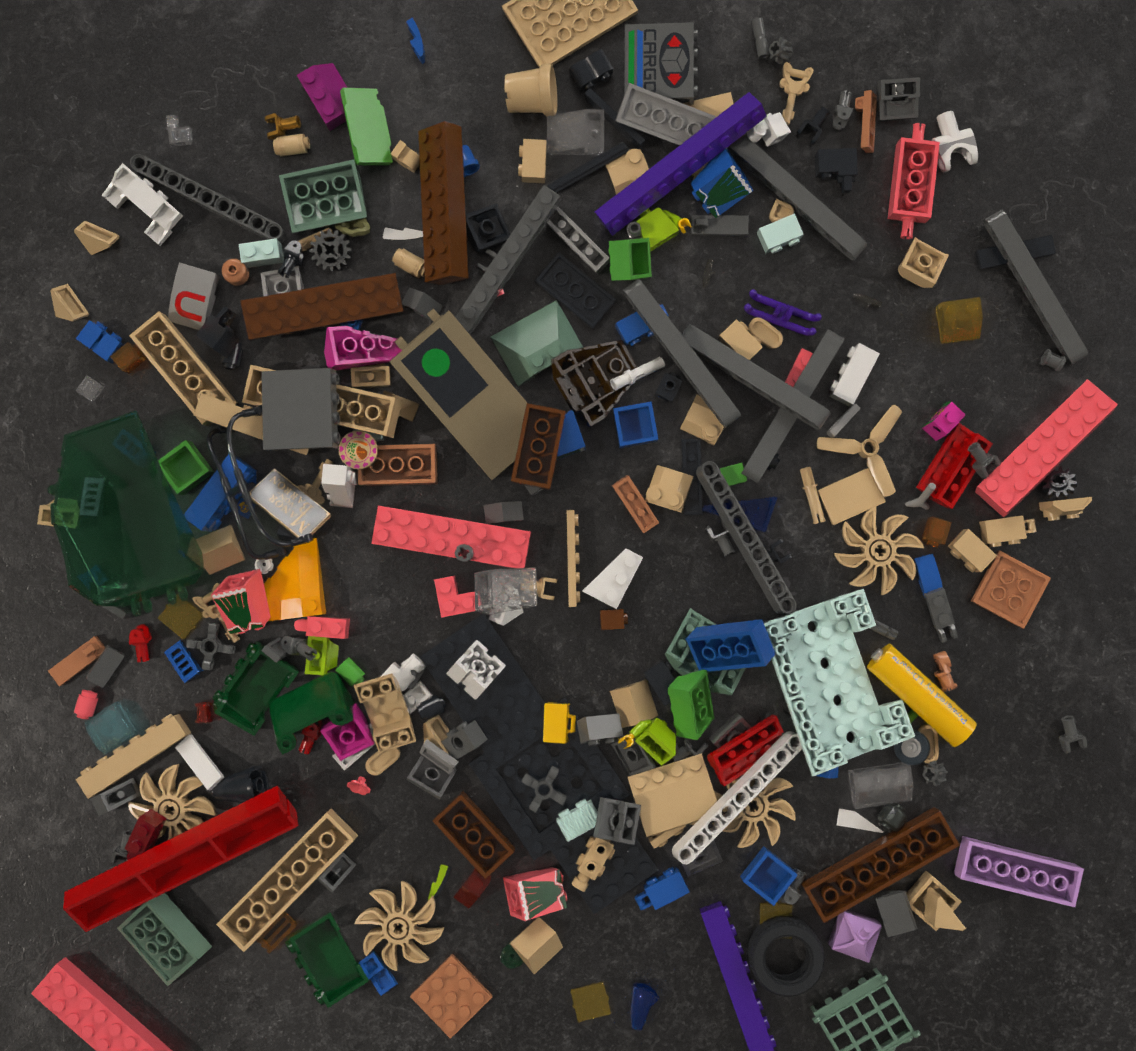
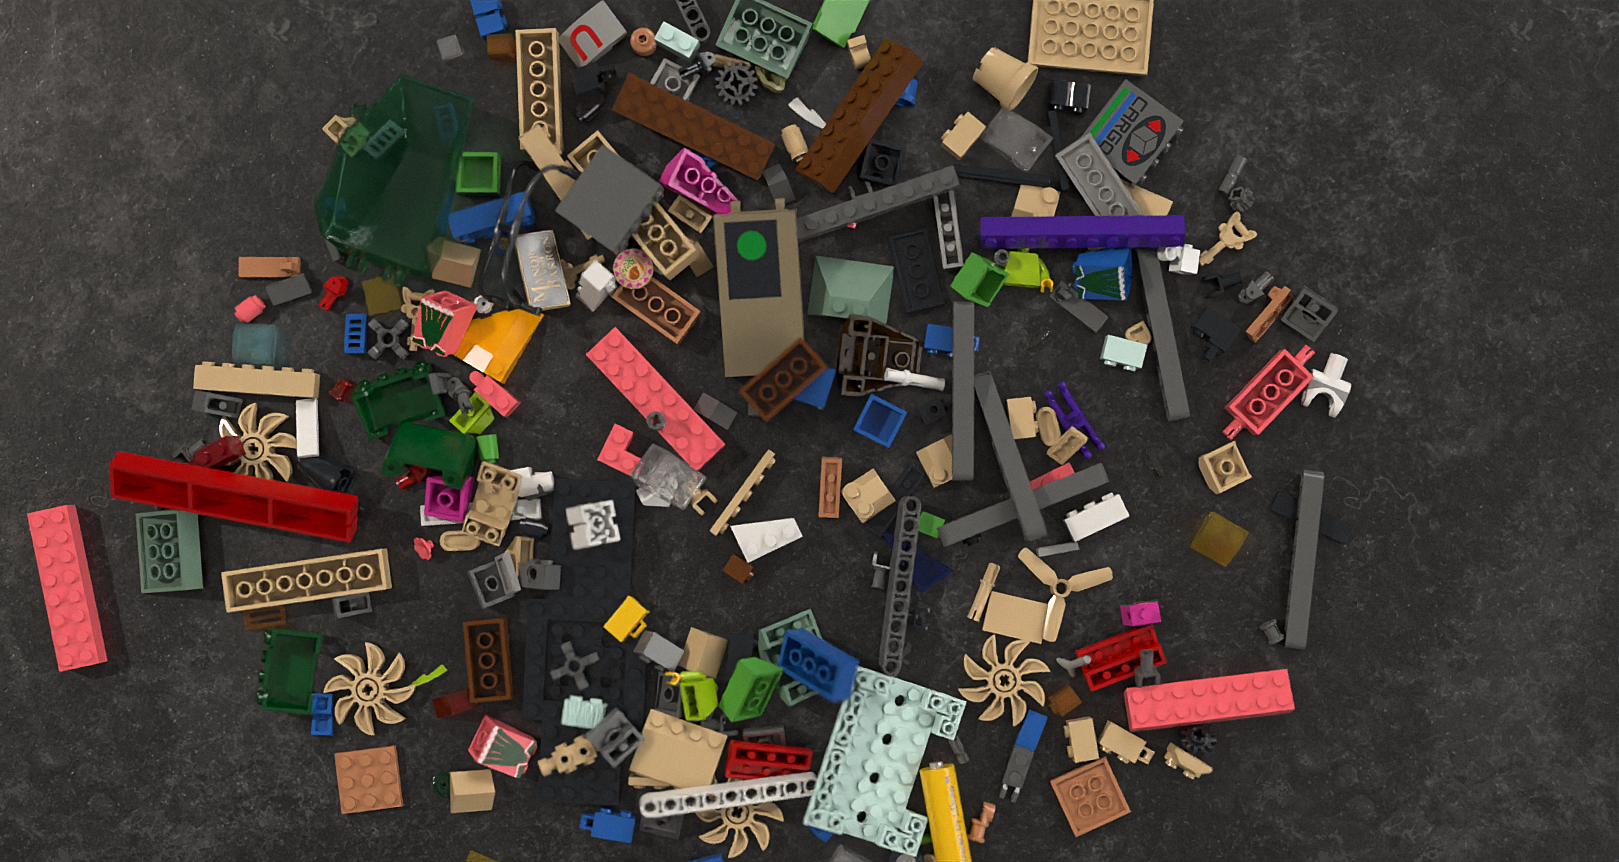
camera: 35 degrees right, 0 degrees up
(791, 335) = (1067, 445): none -> tan plate

